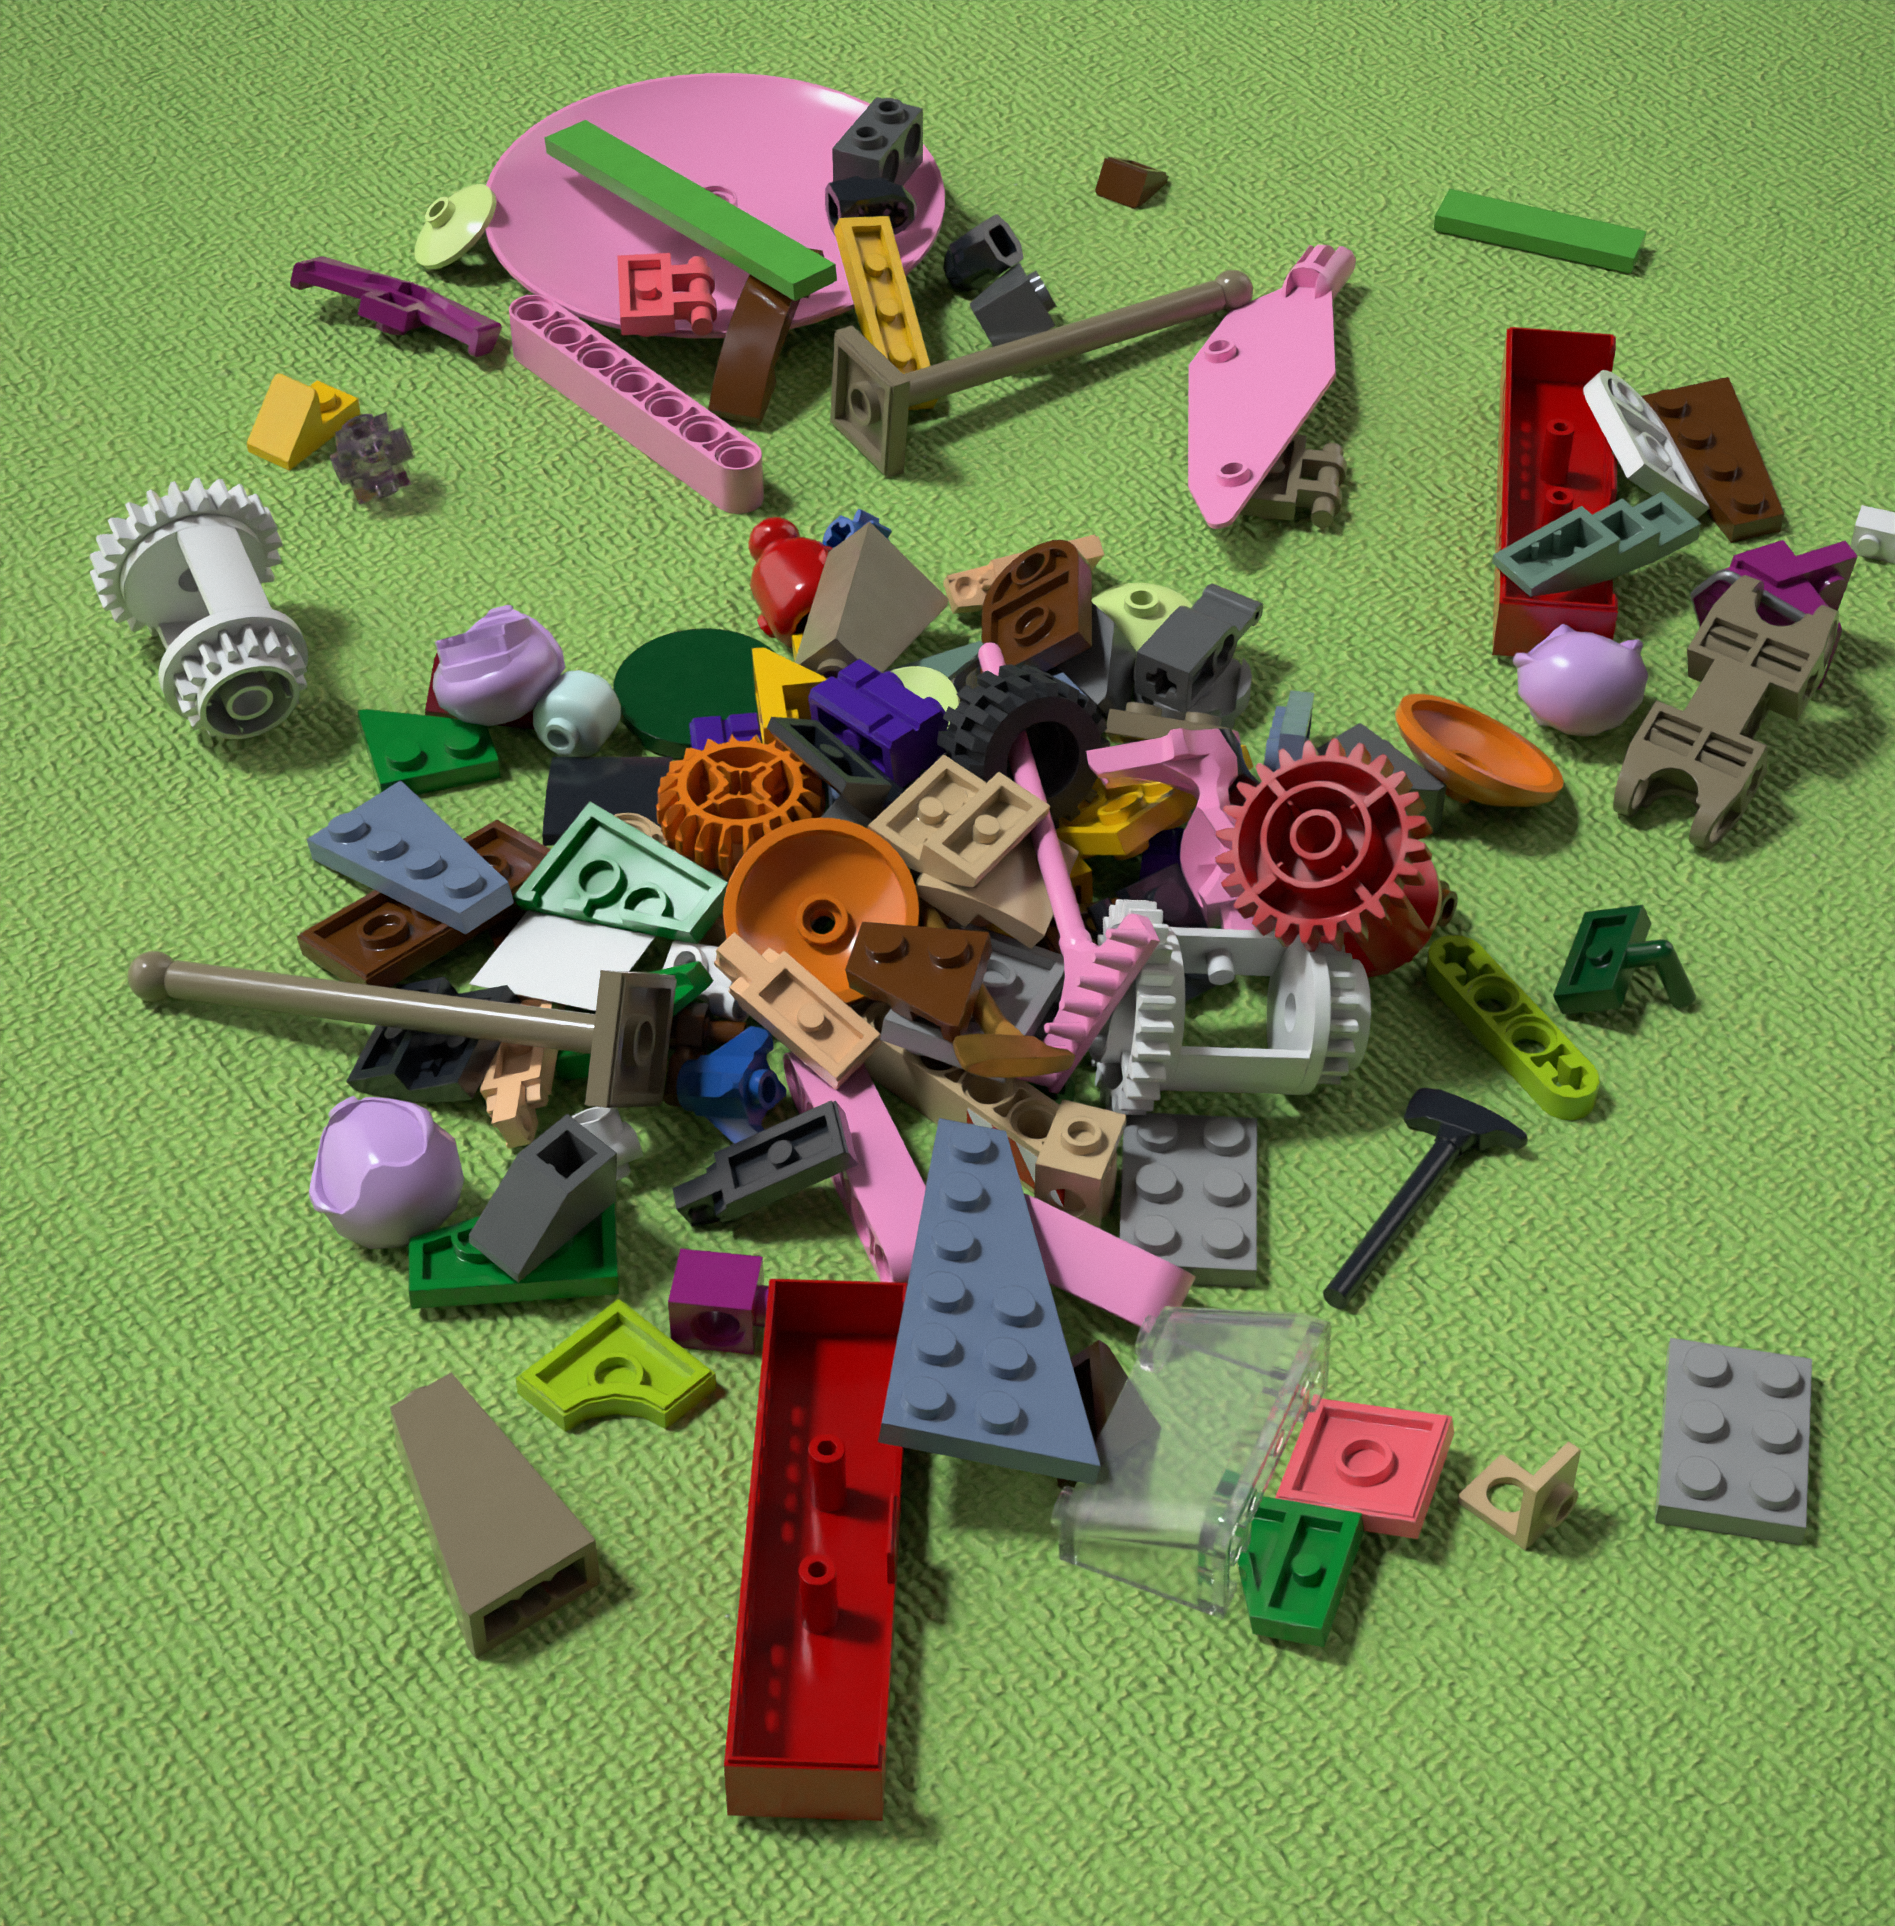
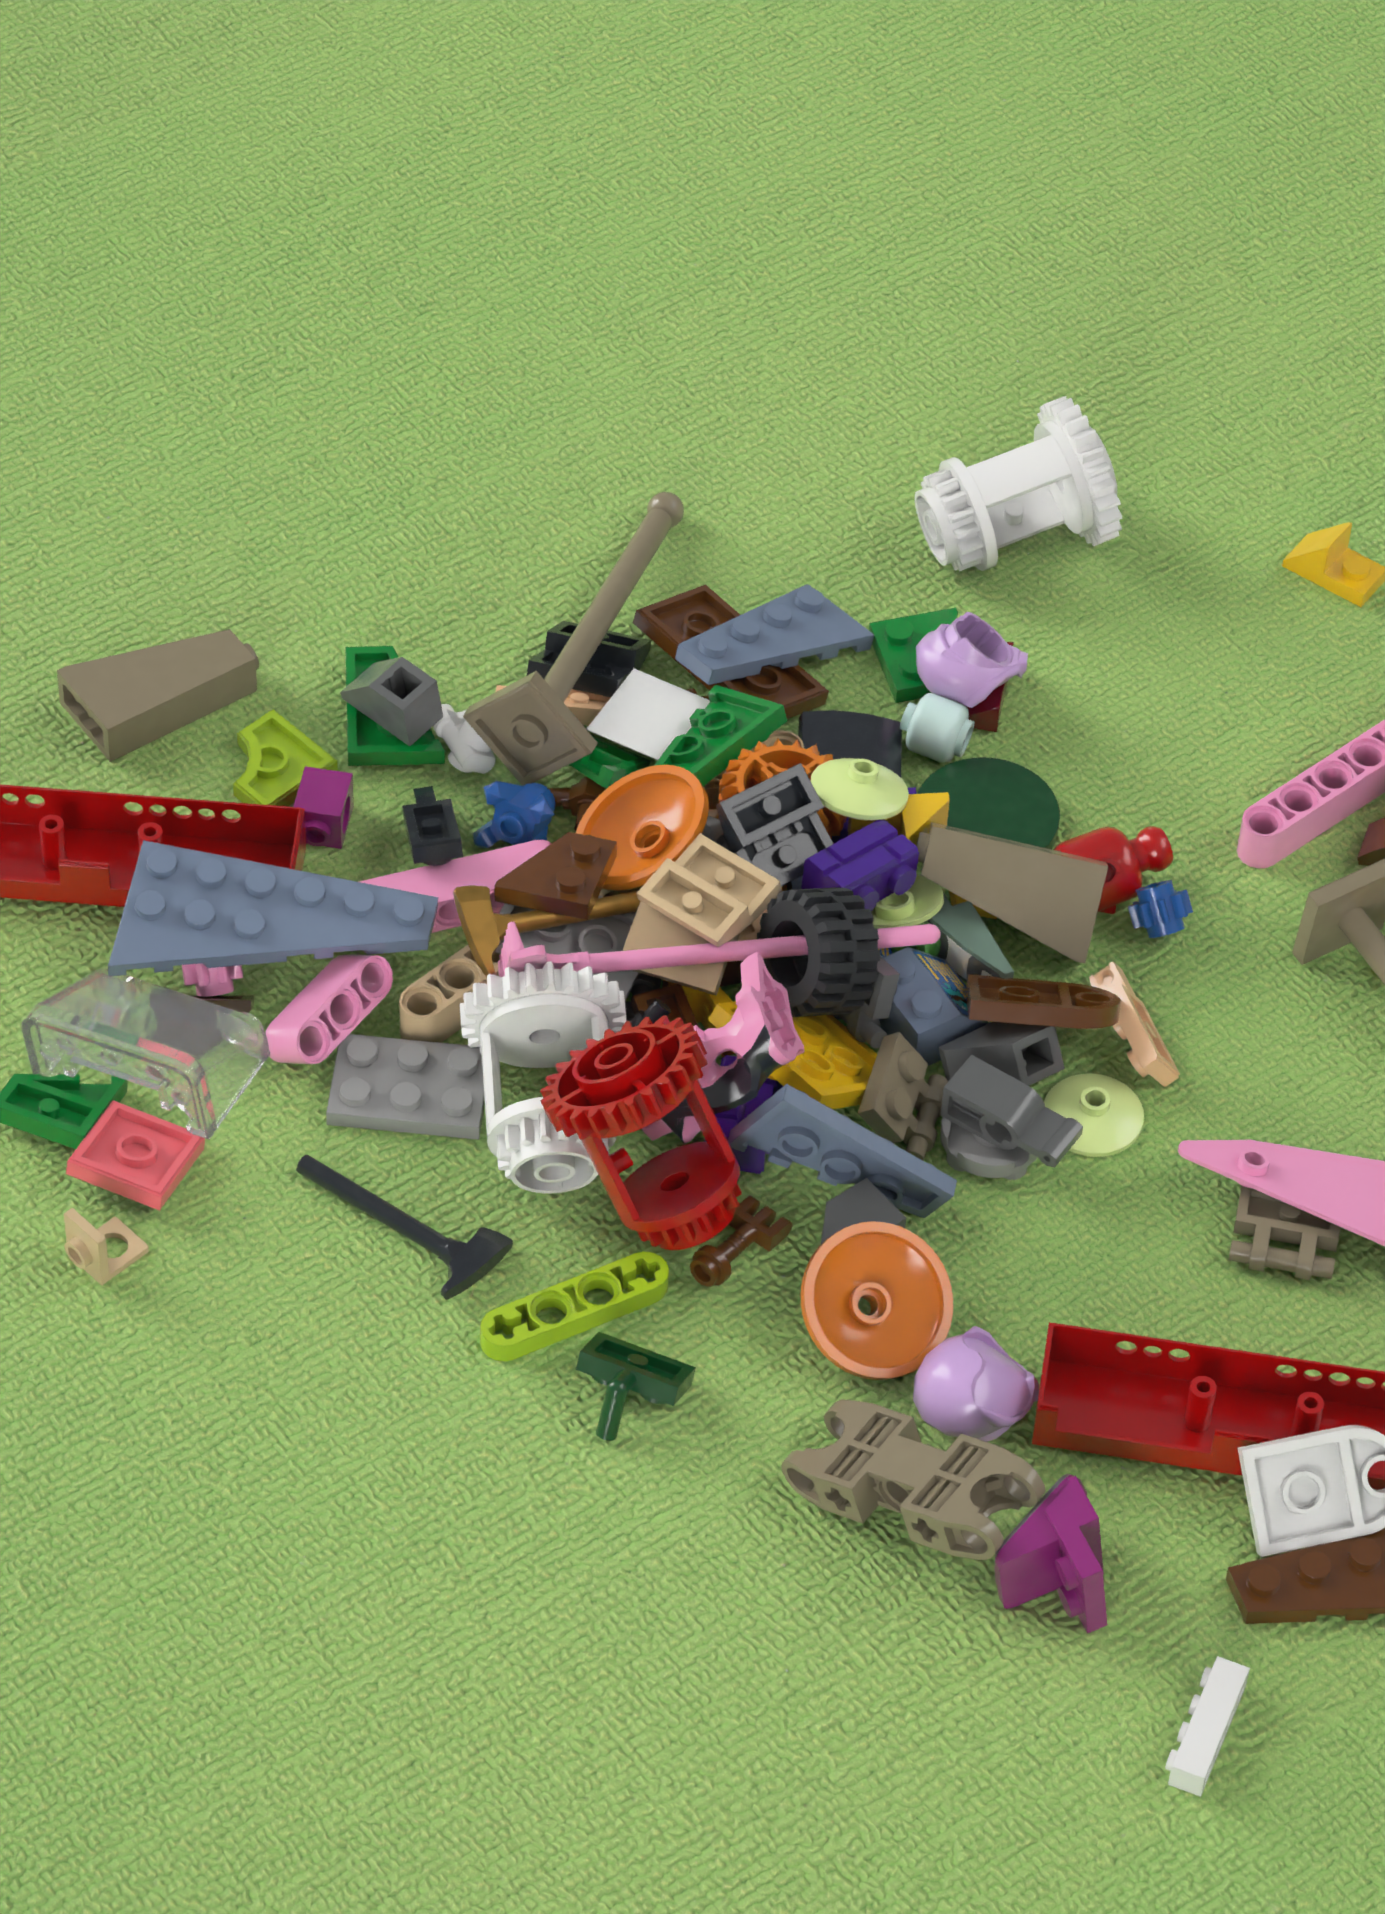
camera: 90 degrees right, 5 degrees up
(372, 457) = (1261, 596): brick -> none
(385, 1172) = (440, 623): lavender helmet -> none
(740, 714) = (860, 789): none -> yellowish green dish
(797, 1010) = (560, 810): light nougat hinge -> none
(1078, 1156) = (424, 995): tan bracket -> none
(1597, 547) = (1137, 1413): sand green slope -> none
(1735, 1441) = (142, 1386): light grey plate -> none

